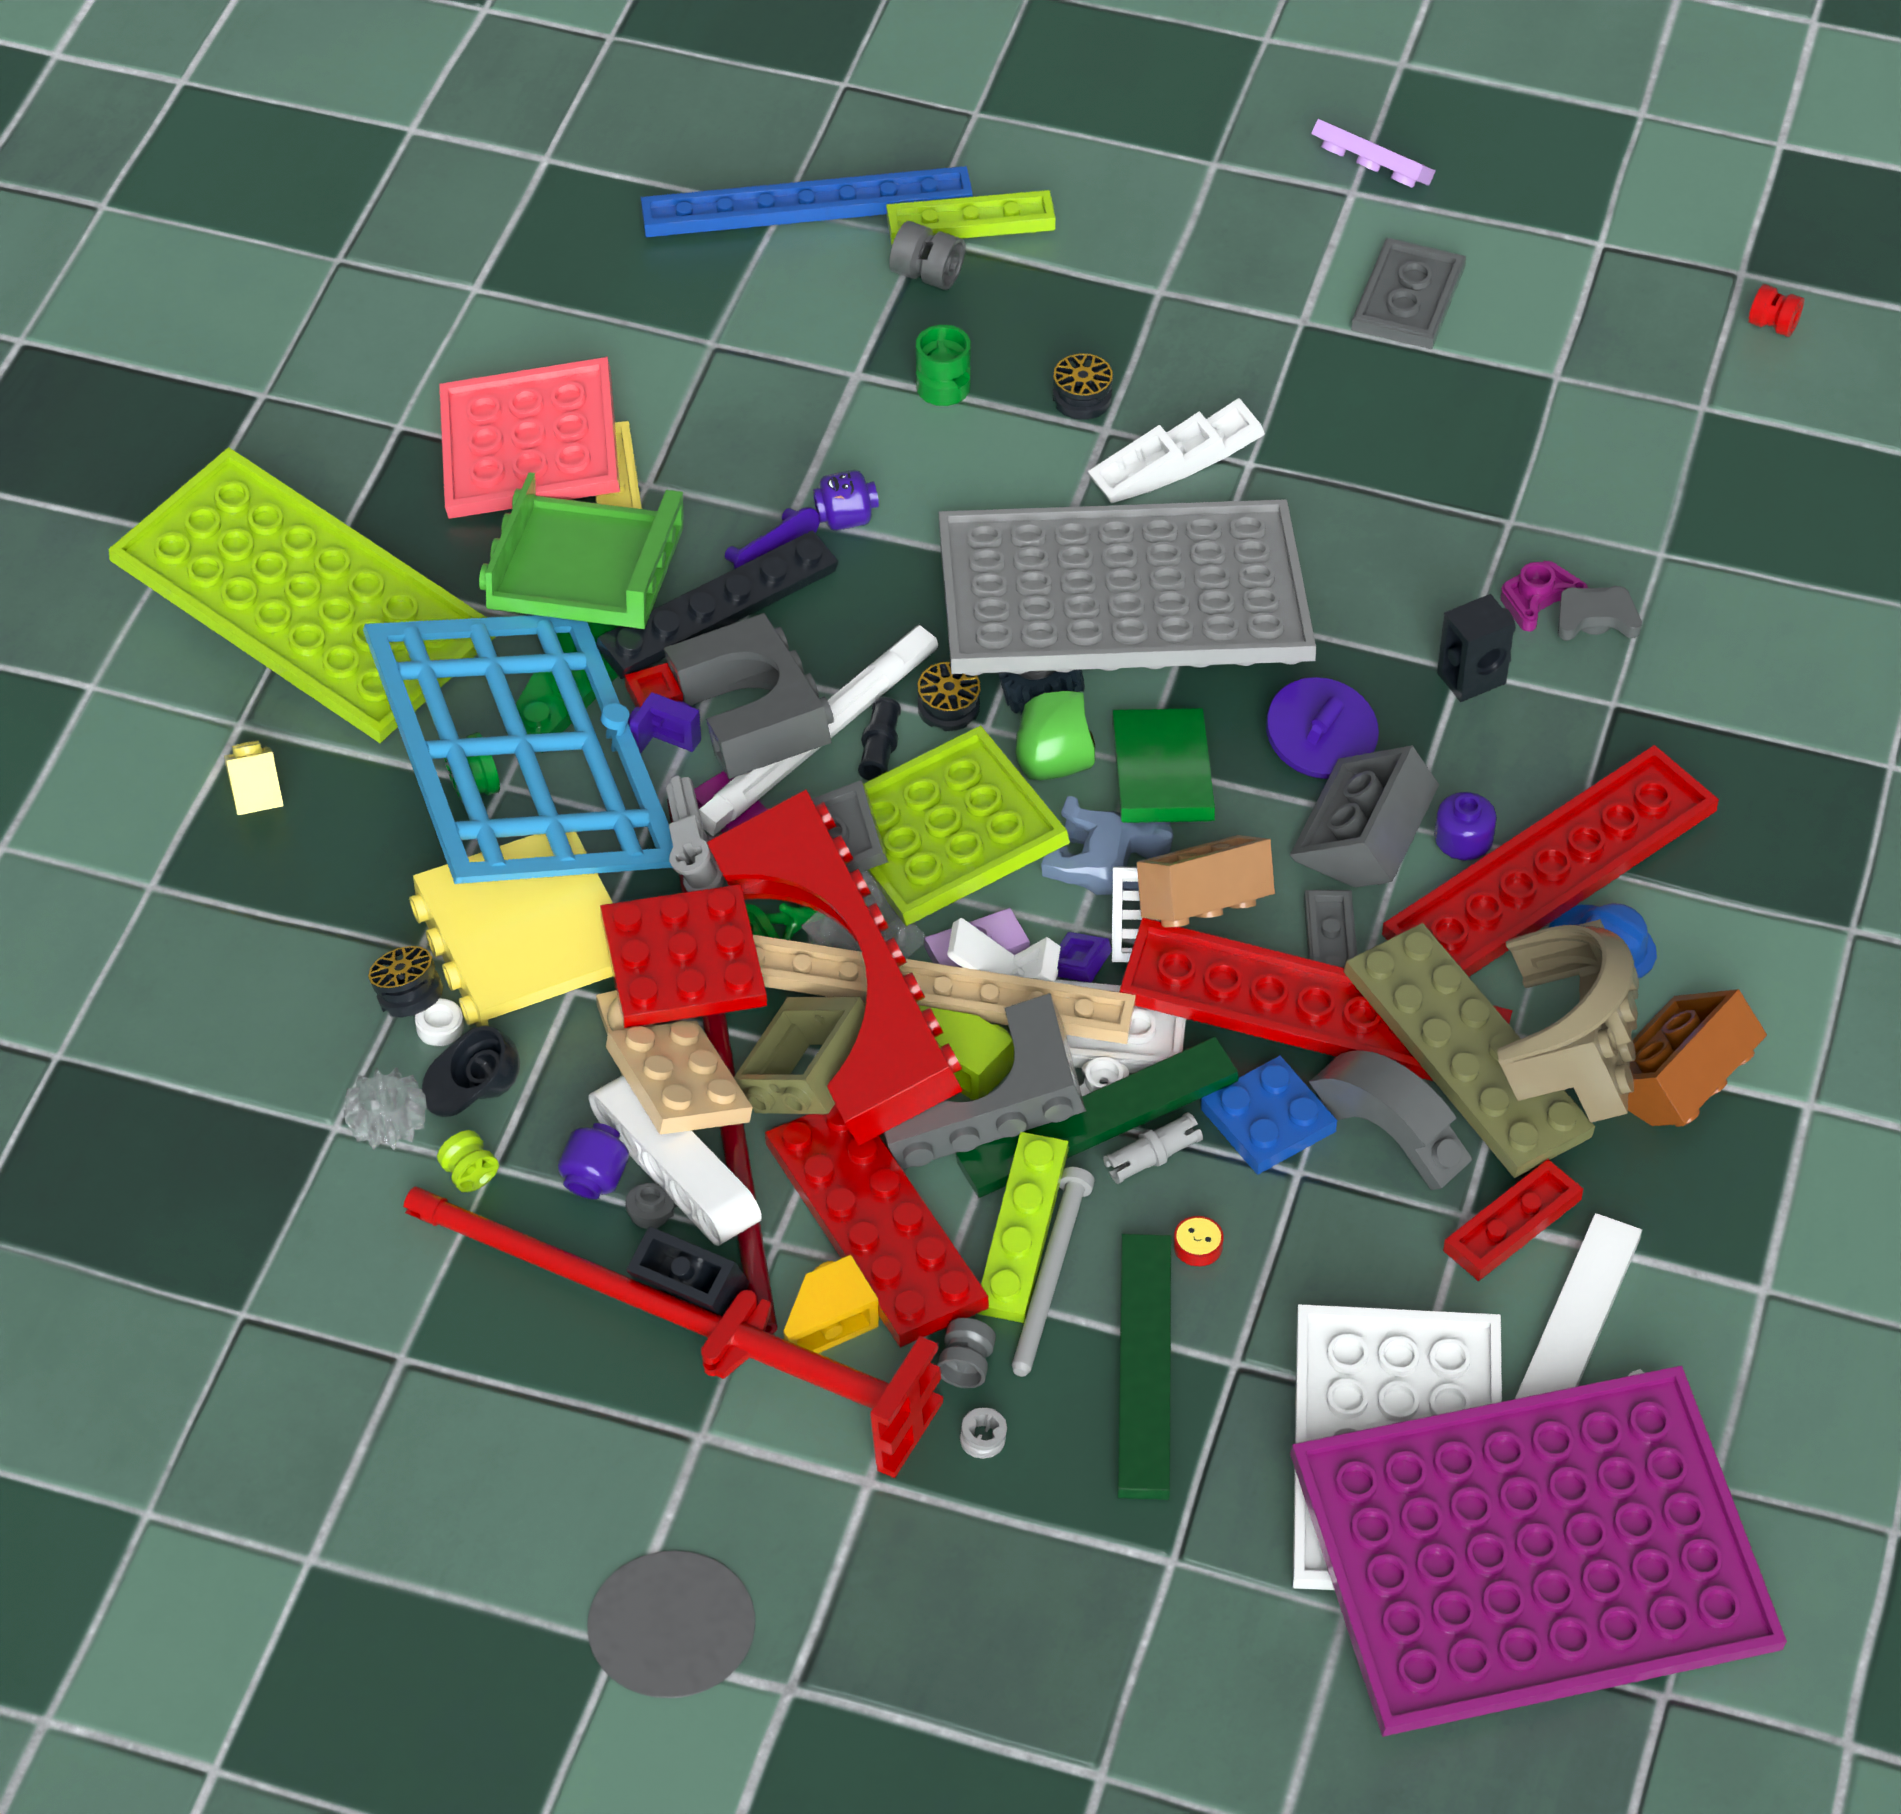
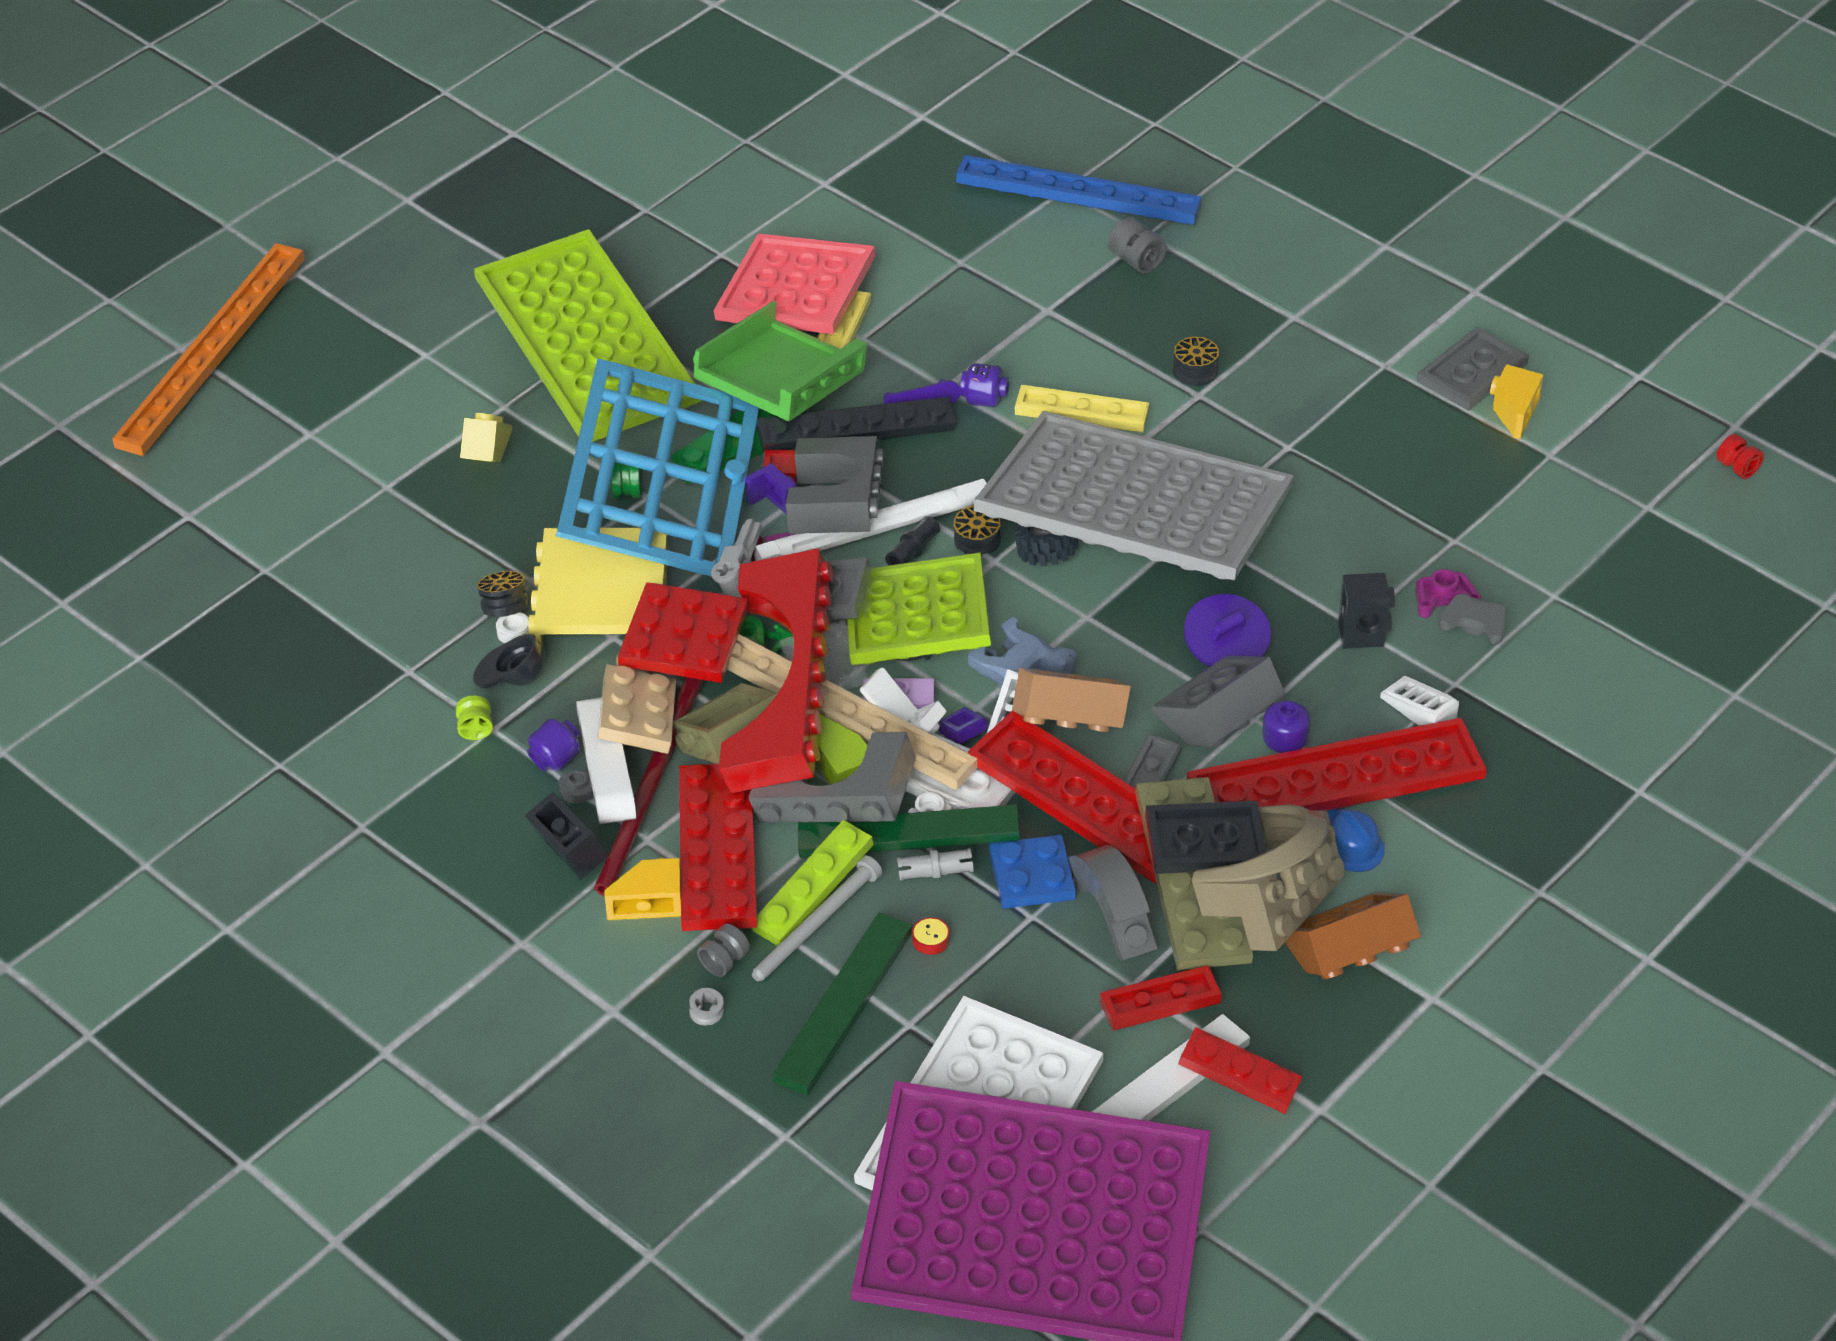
camera: 25 degrees right, 5 degrees down
(385, 1108) = (442, 667): clear gear -> none
(671, 1624) = (428, 1053): flat silver sticker -> none
(898, 1408) = (646, 966): red piece -> none
(943, 365) = (1103, 318): green wheel -> none
(977, 215) = (1193, 231): lime plate -> none
(978, 490) = (1095, 409): none -> light yellow tile
(1054, 736) = (1028, 577): bright green piece -> none
(1163, 765) = (1092, 619): green tile -> none
(1168, 457) = (1247, 422): white slope -> none
(1372, 155) = (1500, 269): lavender plate -> none
(1473, 1001) = (1203, 835): none -> black plate
(1484, 316) = (1516, 397): none -> yellow slope
(1618, 739) = (1443, 705): none -> white slope
(1656, 1275) = (1240, 1070): none -> red plate

